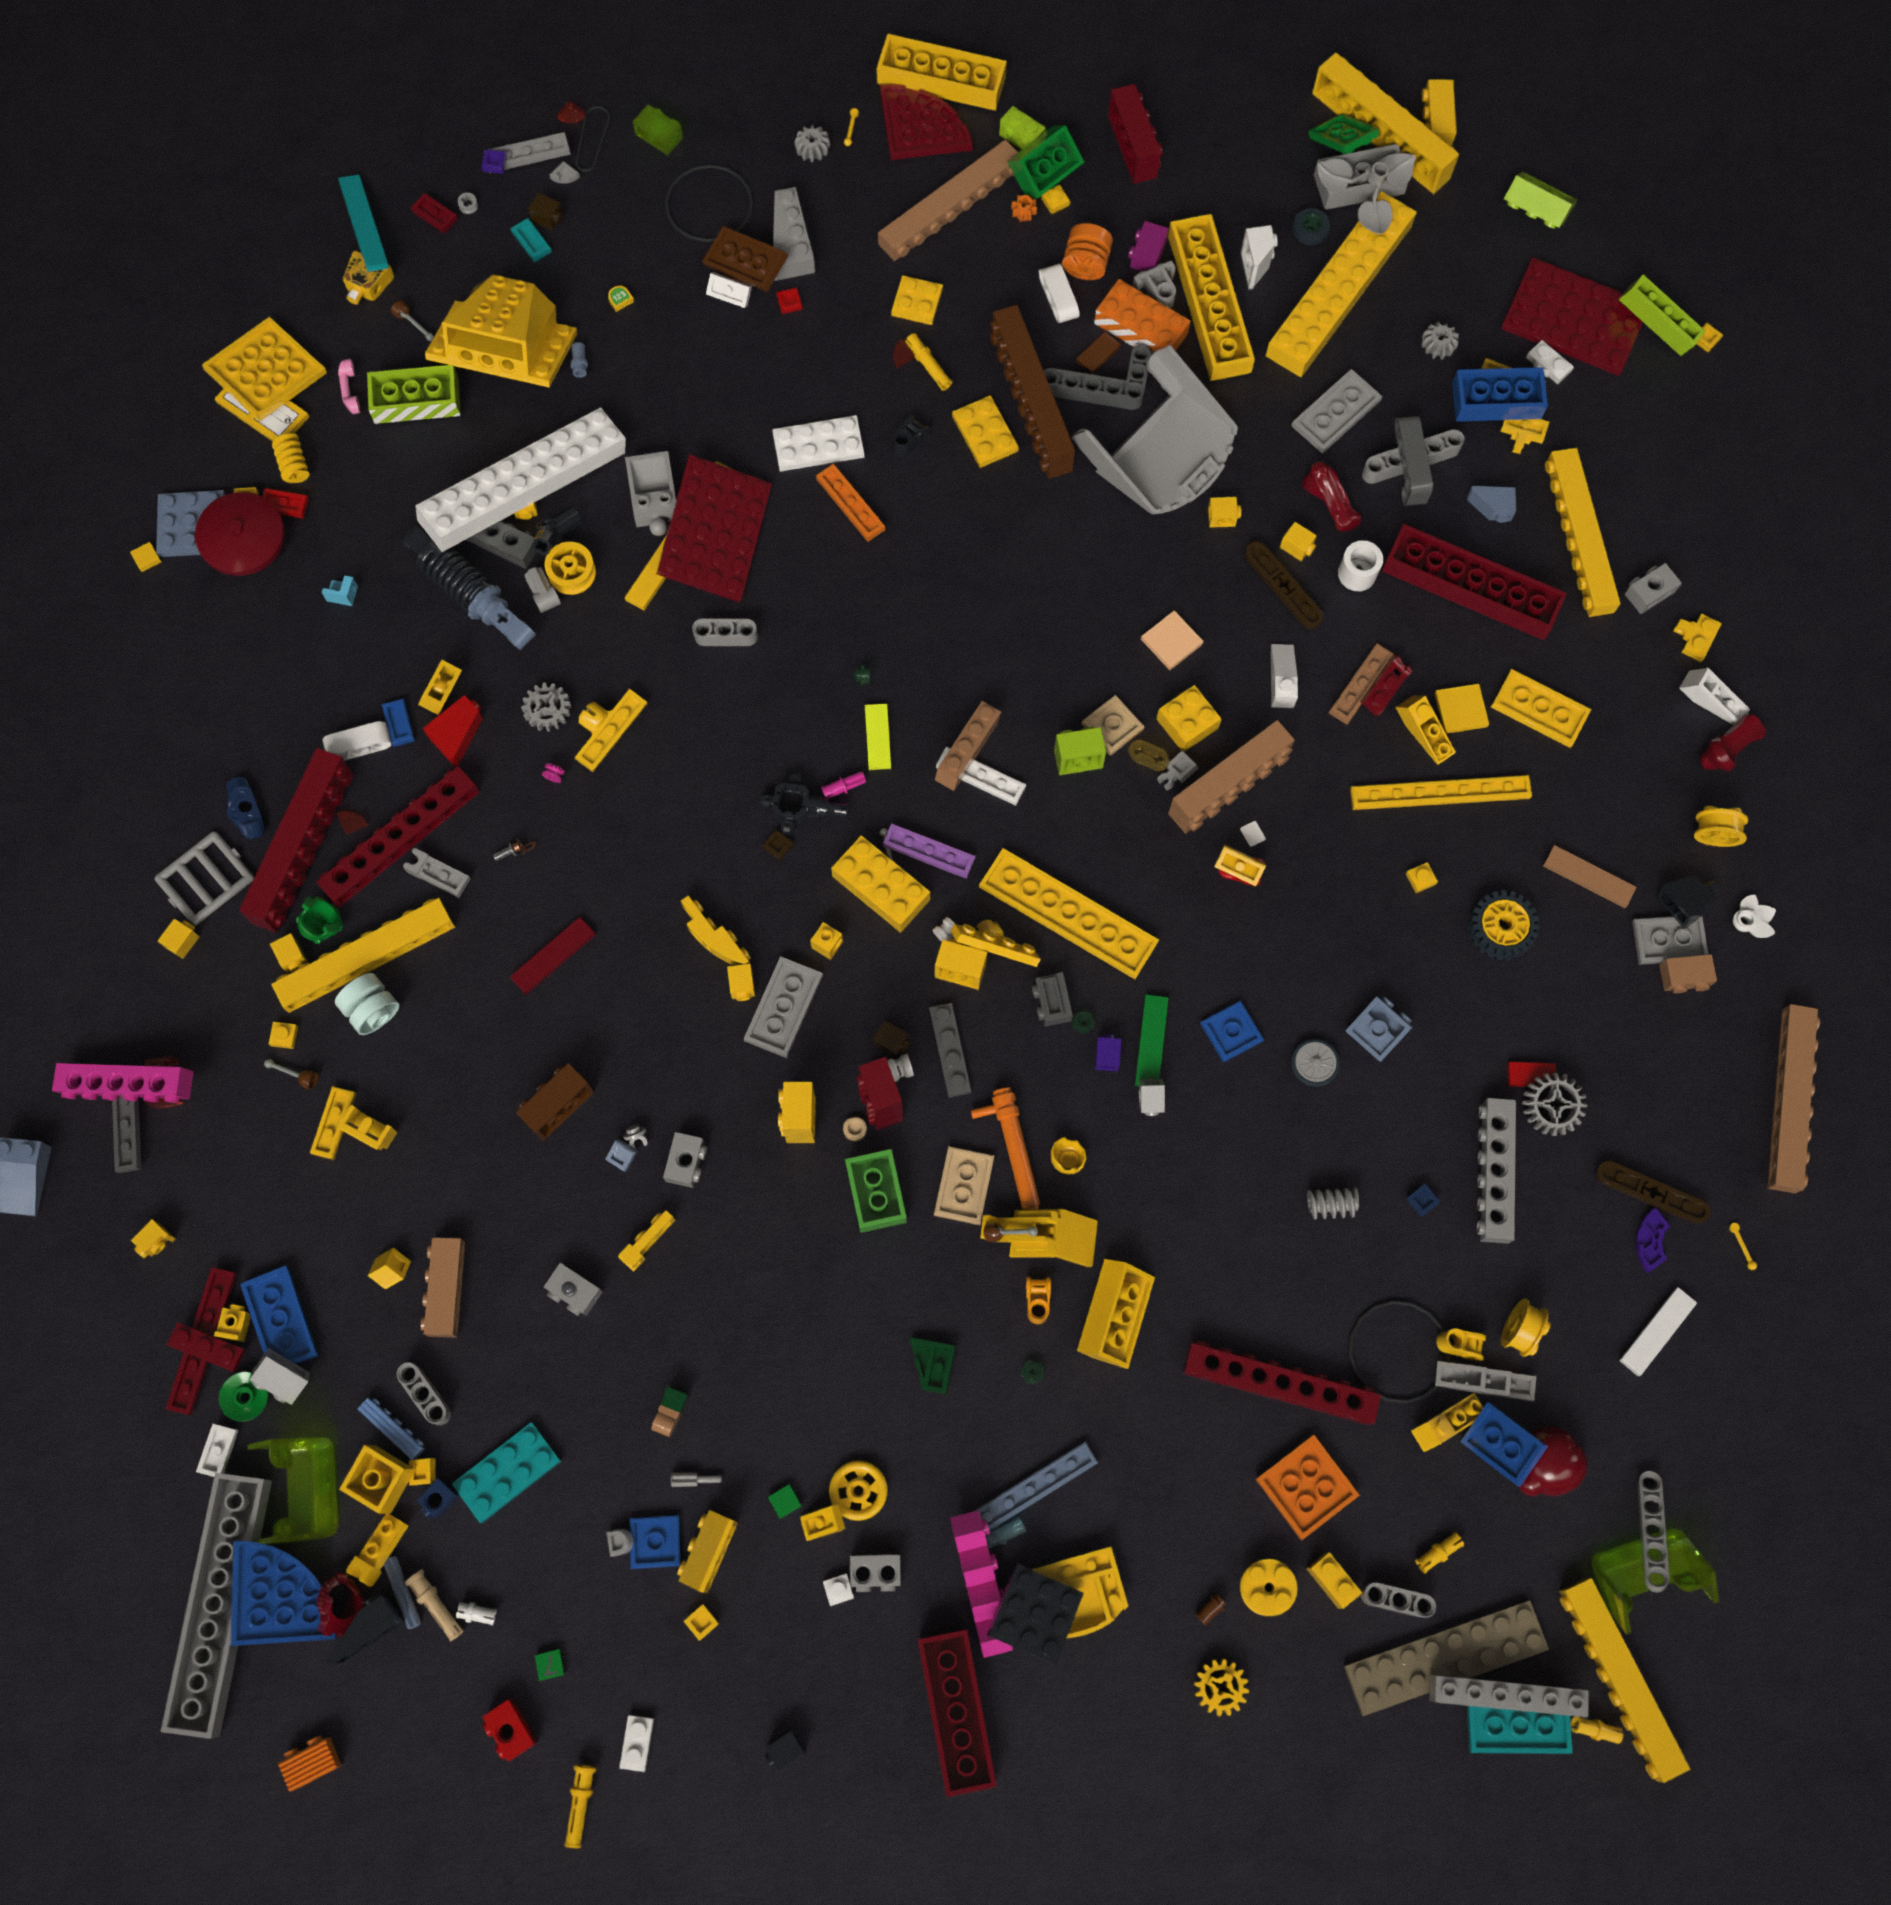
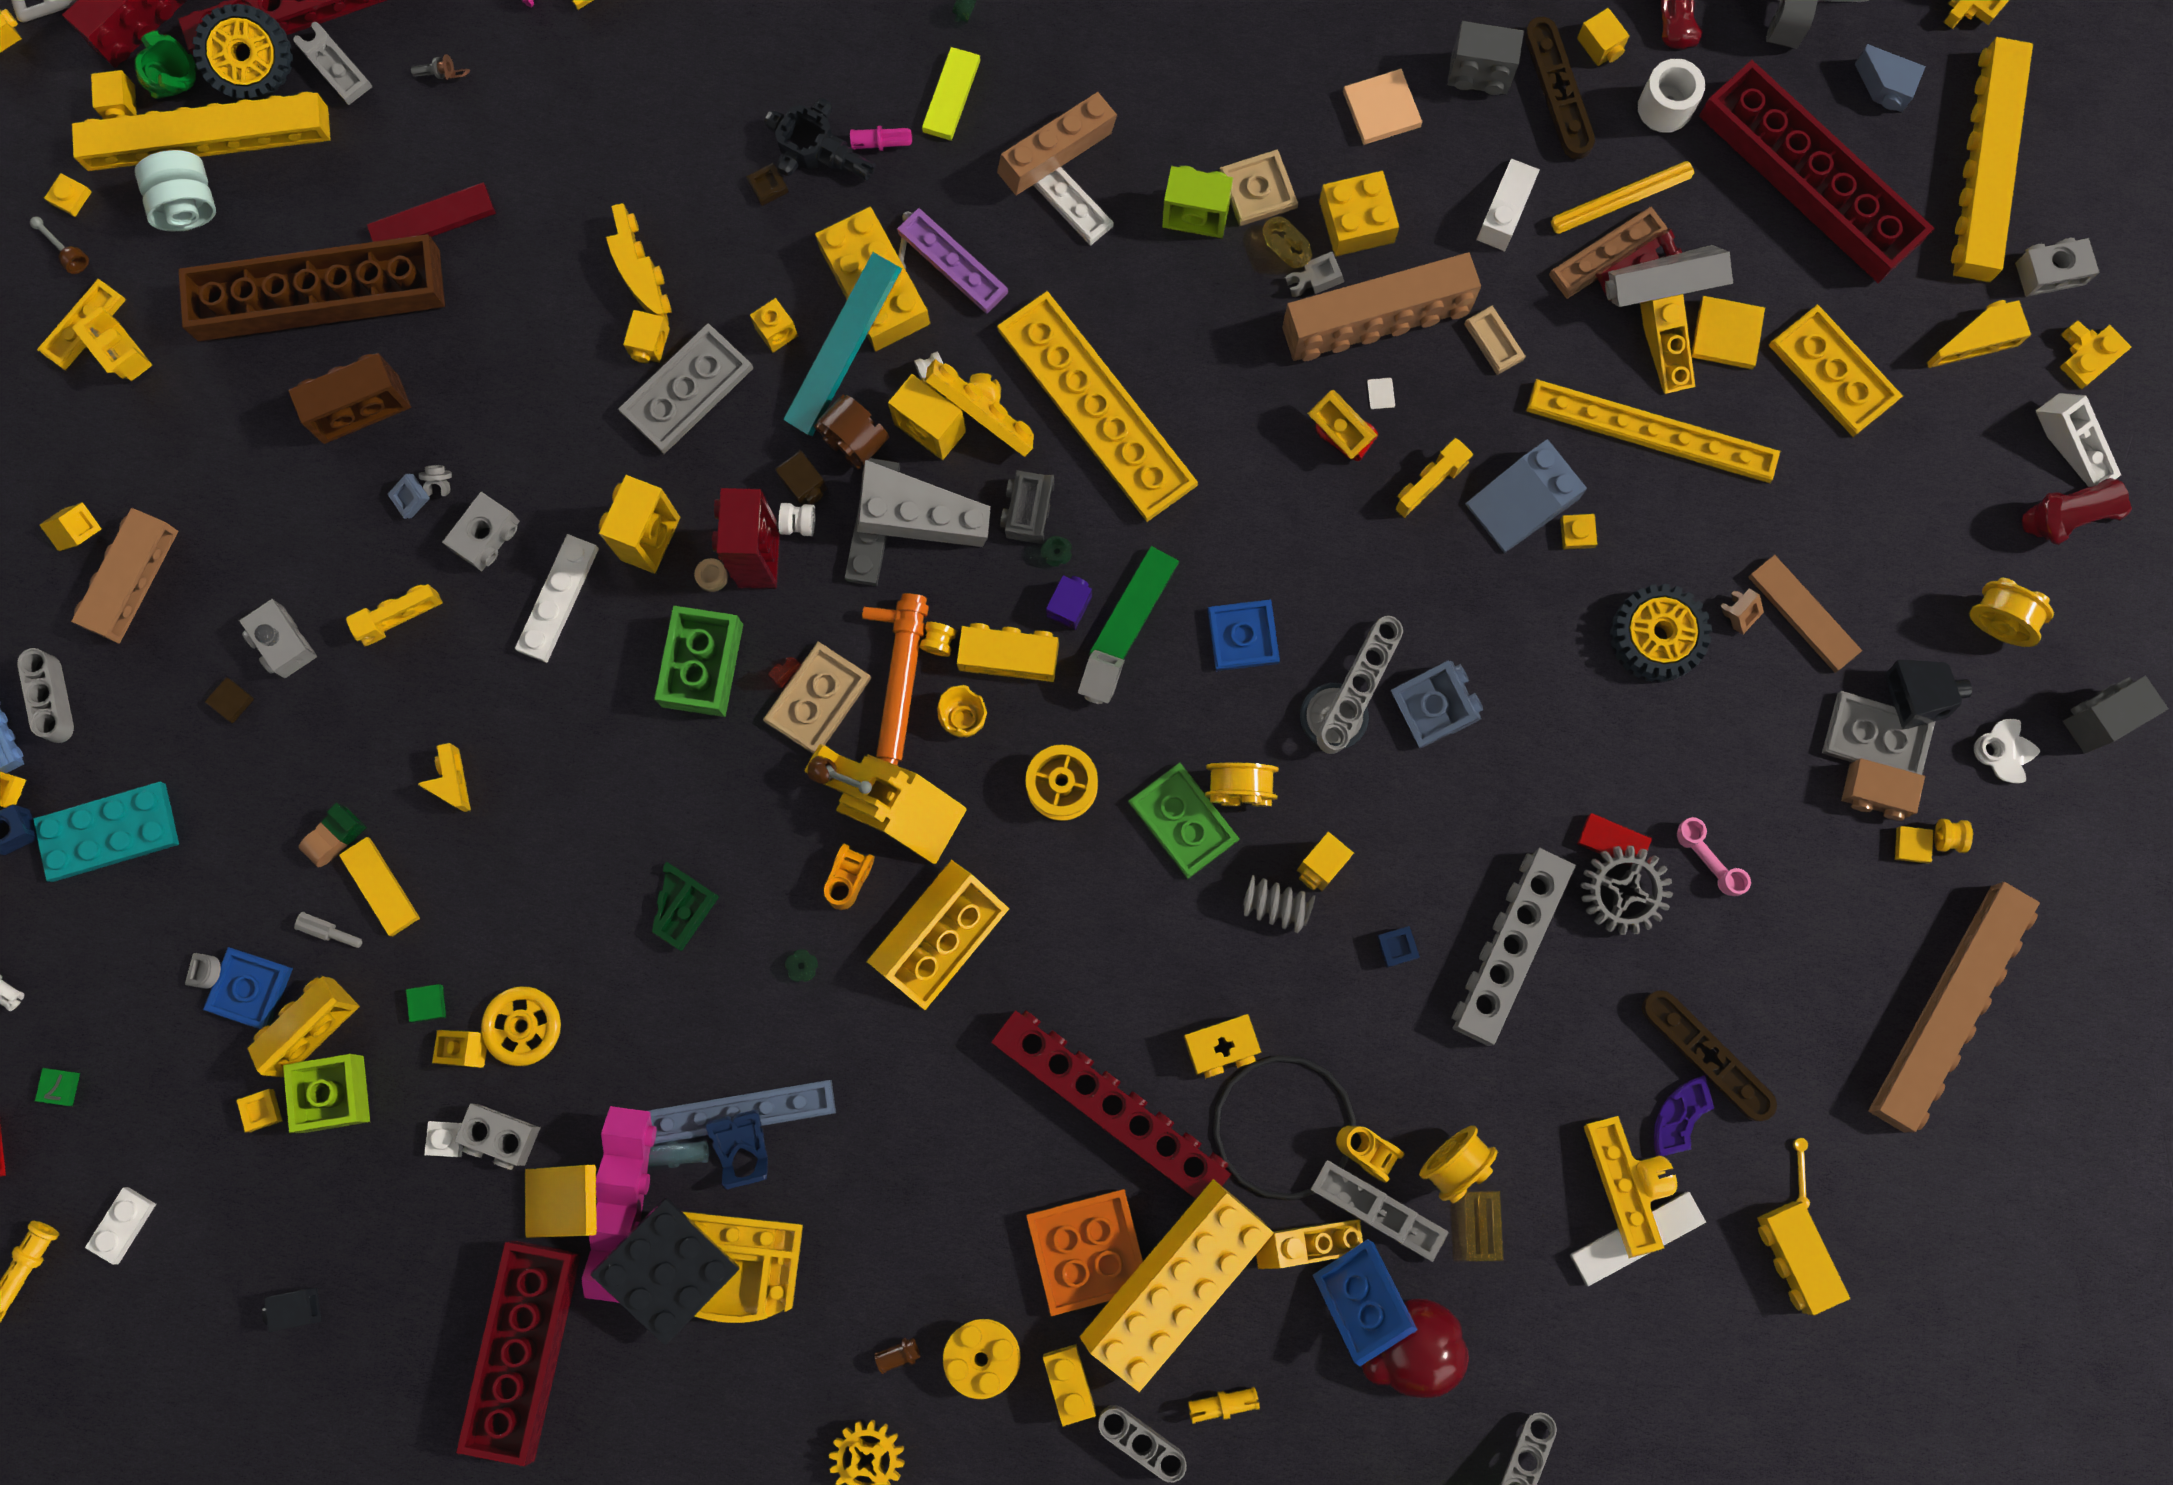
camera: 25 degrees right, 5 degrees up
(368, 870) = (217, 46): none -> wheel
(492, 1036) = (311, 288): none -> reddish brown brick
(555, 1346) = (229, 700): none -> dark brown tile
(717, 1433) = (379, 886): none -> yellow tile
(737, 1347) = (452, 785): none -> yellow slope
(746, 1590) = (326, 1093): none -> lime brick
(755, 1186) = (557, 598): none -> white plate
(882, 937) = (842, 343): none -> teal tile
(913, 993) = (851, 430): none -> reddish brown brick
(934, 1175) = (781, 674): none -> clear red tile
(942, 1597) = (560, 1201): none -> yellow tile
(980, 1030) = (918, 510): none -> light grey wedge
(1030, 1113) = (938, 639): none -> yellow wheel
(1044, 1501) = (738, 1133): none -> dark blue piece
(1081, 1103) = (1008, 652): none -> yellow brick
(1156, 1191) = (1061, 801): none -> yellow wheel
(1228, 584) = (1485, 58): none -> dark grey brick
(1245, 1172) = (1183, 820): none -> bright green tile
(1276, 1130) = (1241, 783): none -> yellow wheel
(1312, 770) = (1494, 340): none -> tan tile
(1318, 863) = (1450, 462): none -> yellow plate
(1320, 1044) = (1347, 692): none -> light grey beam
(1324, 1318) = (1202, 1044): none -> yellow brick
(1353, 1163) = (1324, 862): none -> yellow brick
(1355, 644) = (1622, 197): none -> yellow axle
(1377, 1483) = (1175, 1285): none -> yellow brick
(1378, 867) = (1526, 496): none -> sand blue slope
(1411, 686) = (1670, 276): none -> light grey slope
(1548, 1368) = (1470, 1226): none -> clear yellow tile
(1551, 889) = (1745, 610): none -> medium nougat tile
(1580, 1050) = (1691, 835): none -> bright pink bar
(1630, 644) = (1995, 330): none -> yellow slope
(1639, 1297) = (1630, 1185): none -> yellow plate
(1722, 1002) = (1914, 844): none -> yellow tile
(1745, 986) = (1953, 835): none -> yellow wheel
(1767, 1301) = (1802, 1258): none -> yellow brick
(1811, 867) = (2114, 713): none -> dark grey brick

